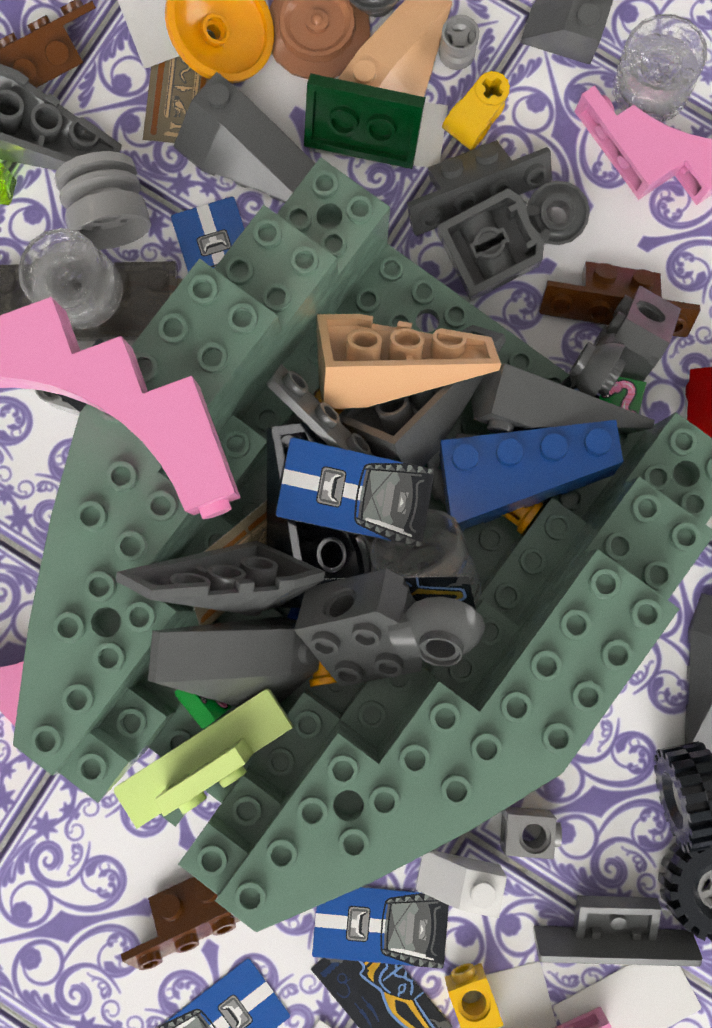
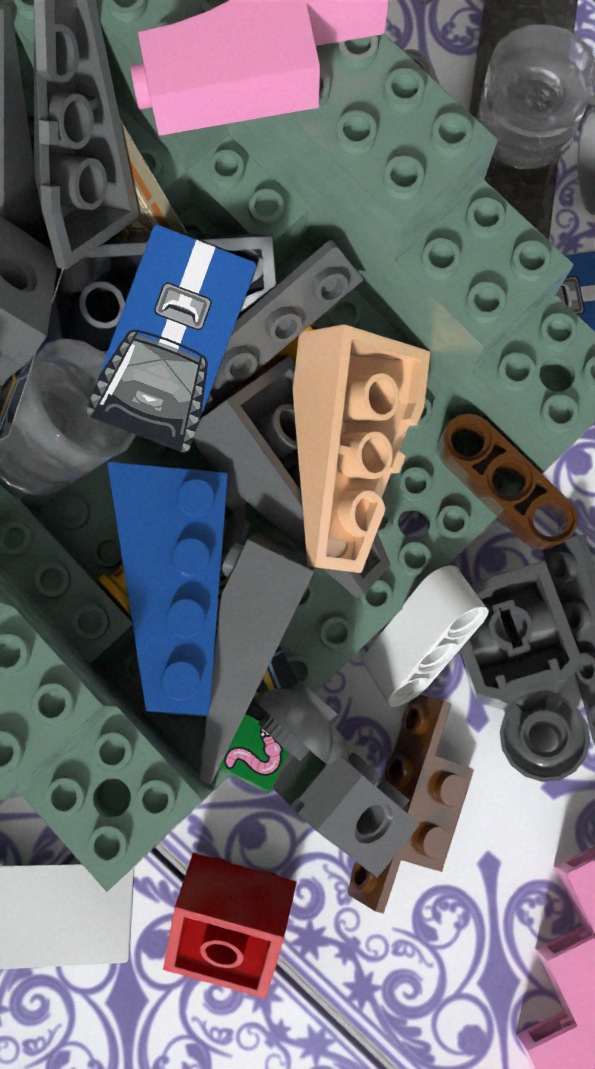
camera: 100 degrees right, 5 degrees down
(402, 235) = (533, 491): none -> reddish brown beam
(506, 301) = (424, 635): none -> white beam

